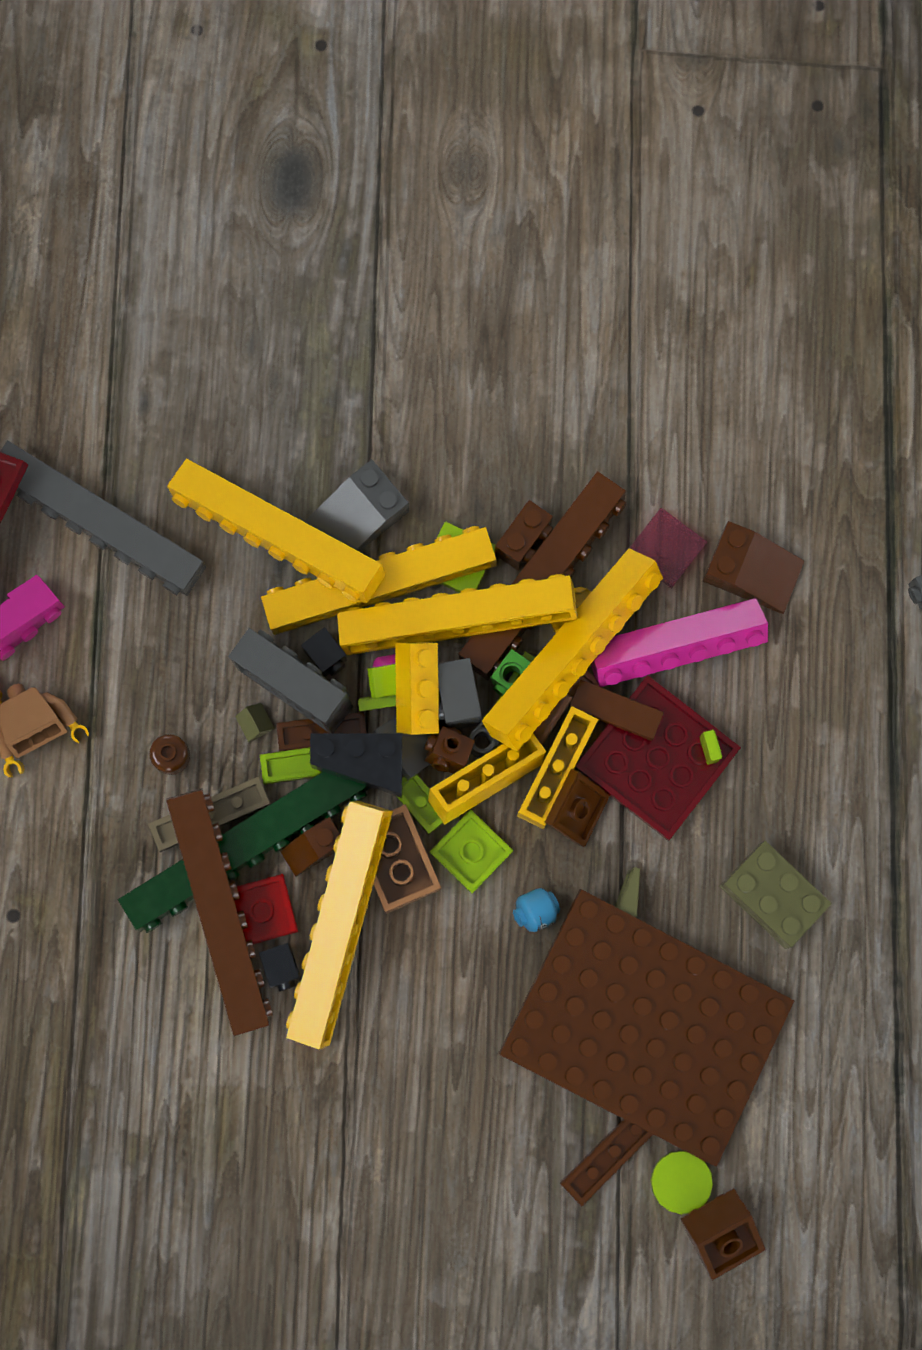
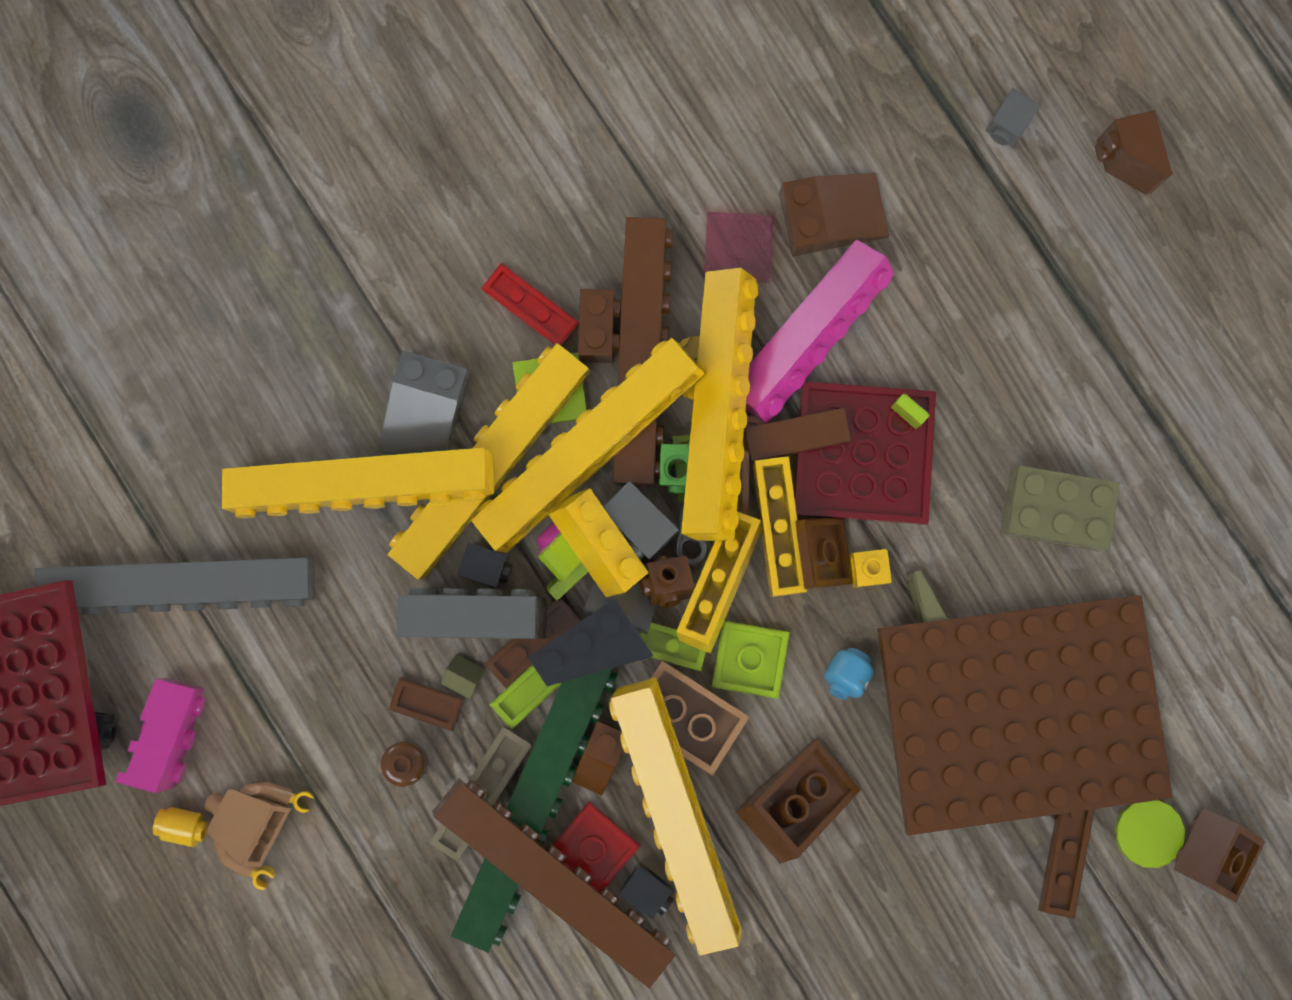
camera: 30 degrees left, 5 degrees up
(214, 724) = (426, 704): none -> reddish brown tile
(435, 978) = (798, 802): none -> reddish brown slope
(485, 490) = (530, 306): none -> red tile
(604, 843) = (870, 568): none -> yellow brick

